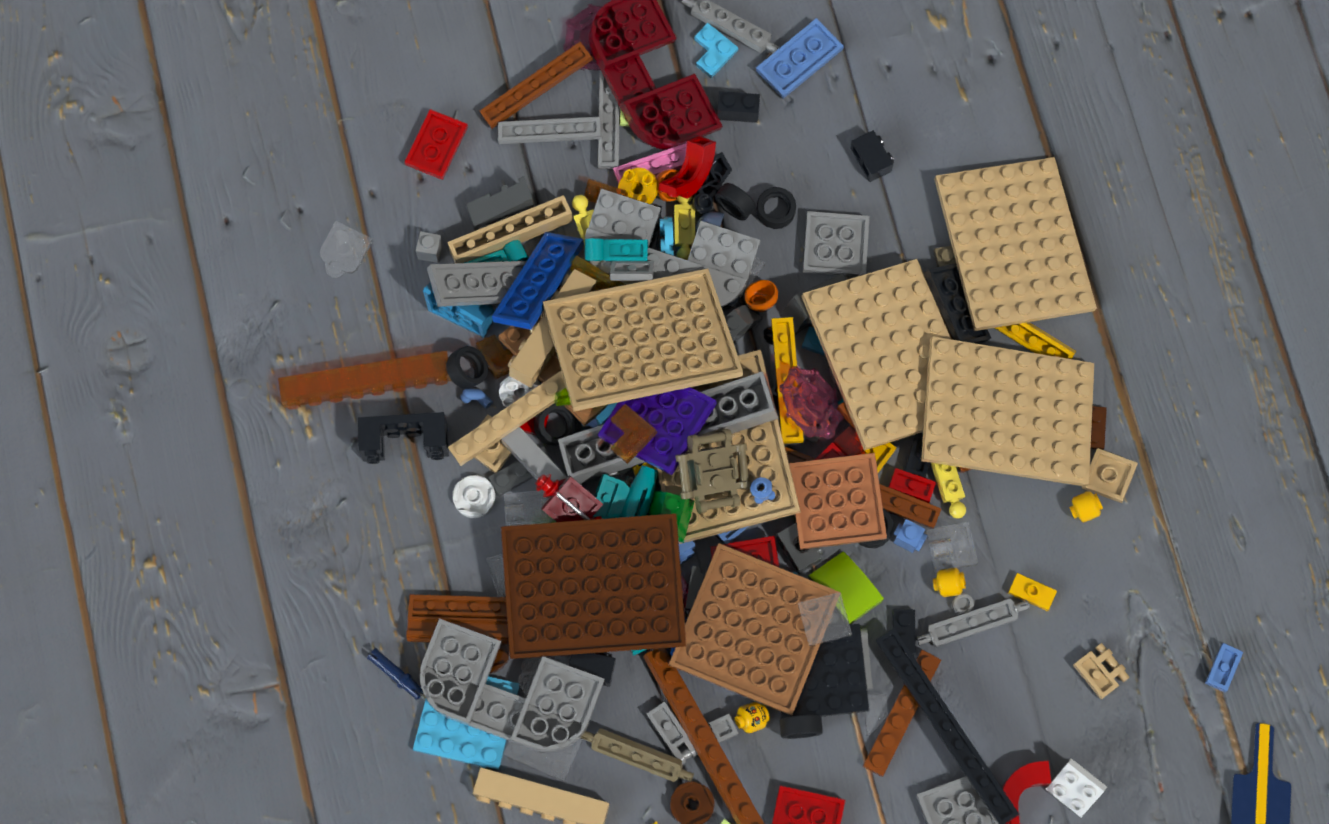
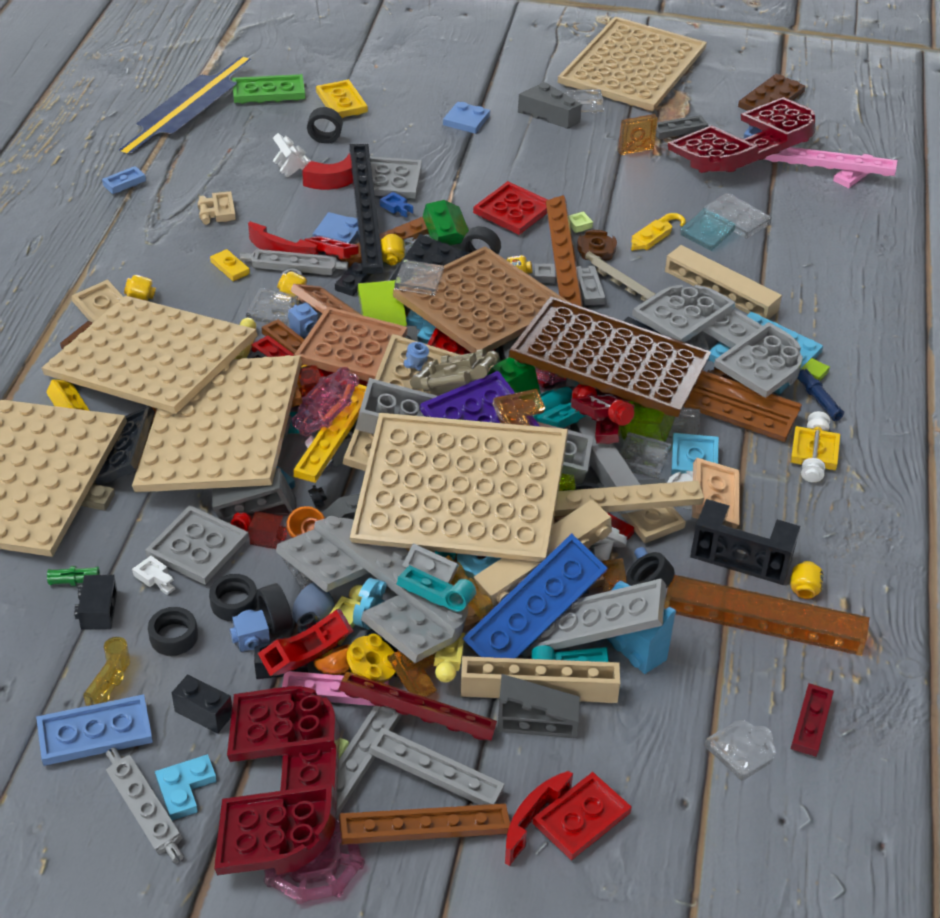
camera: 155 degrees left, 30 degrees down
(301, 297) = (812, 720): none -> dark red plate
(343, 431) = (807, 580): none -> yellow head
(379, 596) = (815, 447): none -> yellow plate
(411, 712) = (817, 369): none -> lime tile
(429, 247) = (641, 705): light grey brick -> none
(446, 489) = (720, 485): none -> light nougat plate
(462, 150) = (530, 807): none -> red slope
(481, 536) = (689, 447): none -> medium azure plate
(586, 168) = (425, 708): none -> dark red plate
(747, 180) = (249, 630): none -> medium blue brick
(790, 280) = (267, 530): none -> clear red brick
(804, 144) = (176, 645): none -> black tyre
(814, 280) = (241, 521): none -> red plate
(817, 103) = (111, 673): none -> clear yellow plate
(851, 201) = (153, 571): none -> white plate
(853, 748) = (445, 222): none -> green slope
(887, 683) = (392, 249): none -> yellow head
(902, 567) = (319, 298): none -> nougat plate
(907, 172) = (70, 576): none -> green pin
(930, 769) = (394, 203): none -> blue plate
(947, 655) = (334, 247): none -> red plate
(964, 699) = (338, 228): none -> medium blue plate
(1028, 642) = (265, 241): none -> red slope

